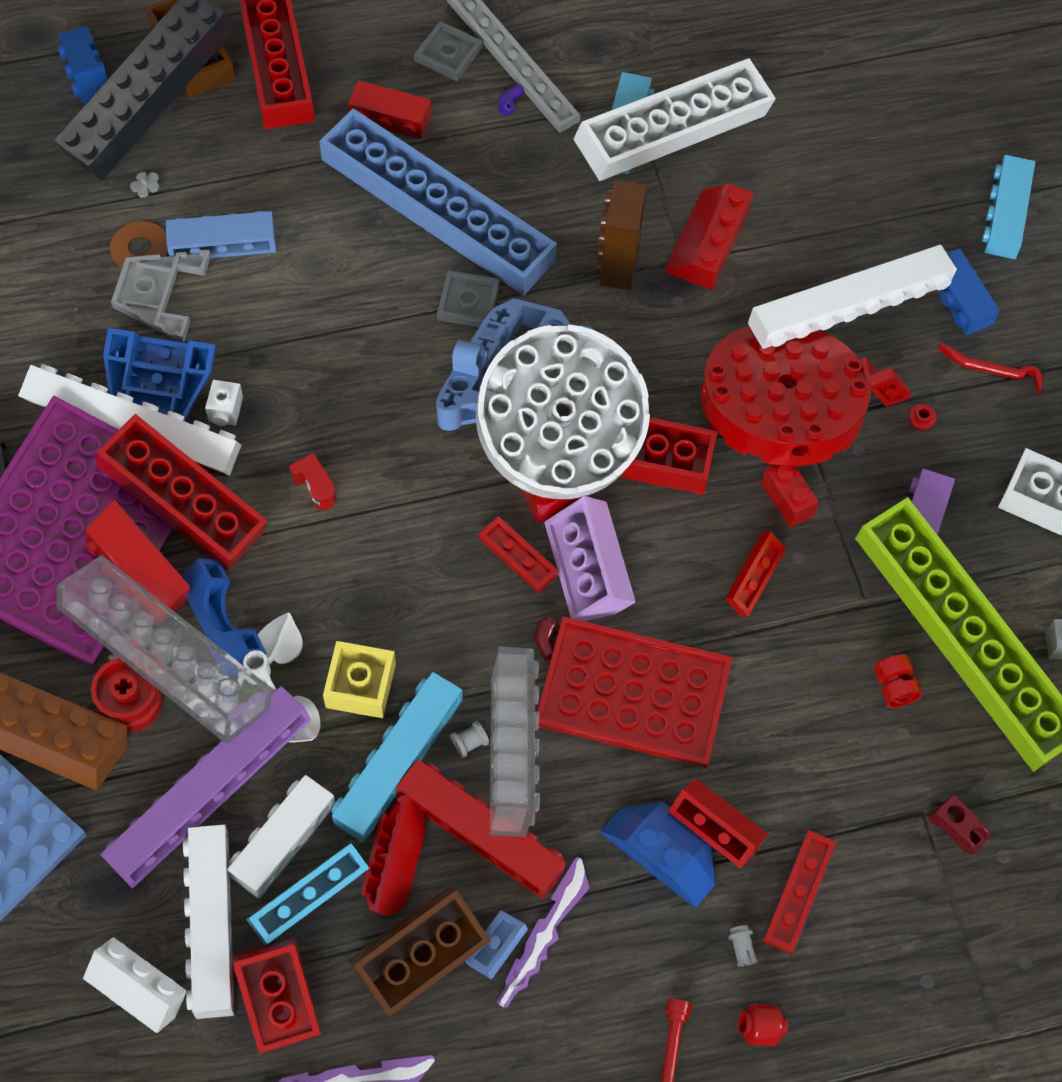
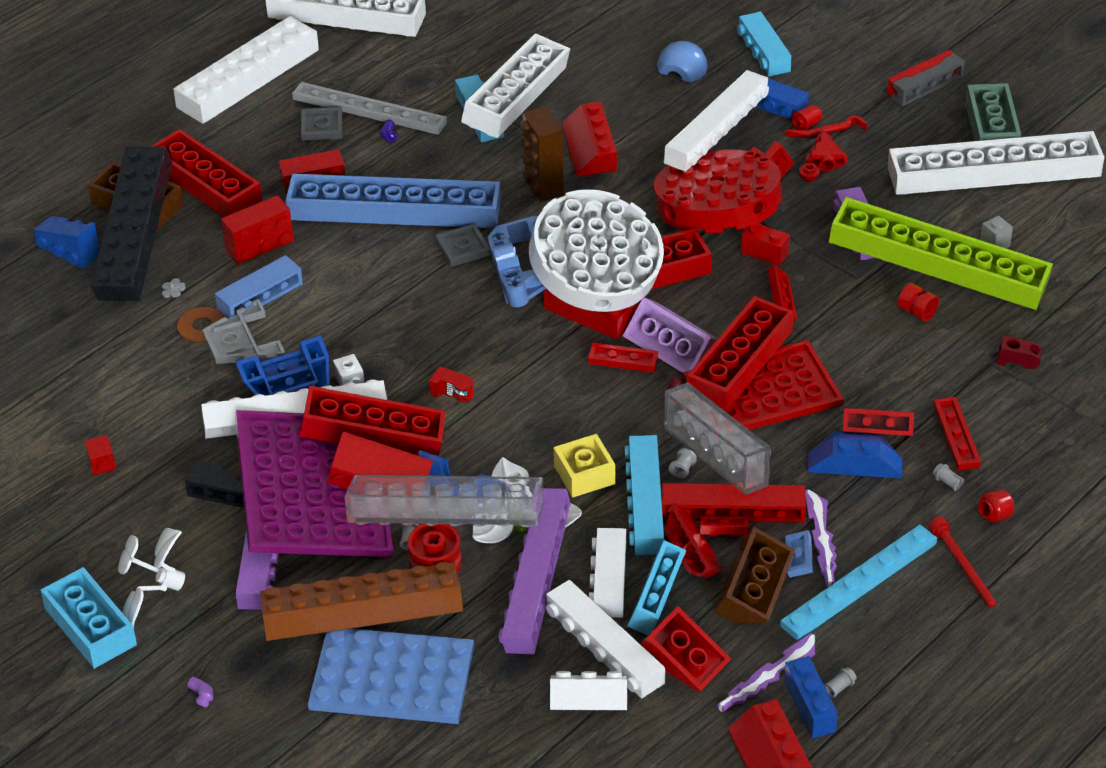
camera: 30 degrees left, 20 degrees down
(269, 161) = (257, 229): none -> red brick
(447, 852) = (724, 525): none -> red plate
(535, 1022) = (858, 582): none -> medium azure plate
(631, 637) = (741, 351): none -> red brick
(899, 180) = (684, 59): none -> medium blue cylinder
(960, 403) = (826, 153): none -> red rock
(977, 339) = (806, 117): none -> red brick

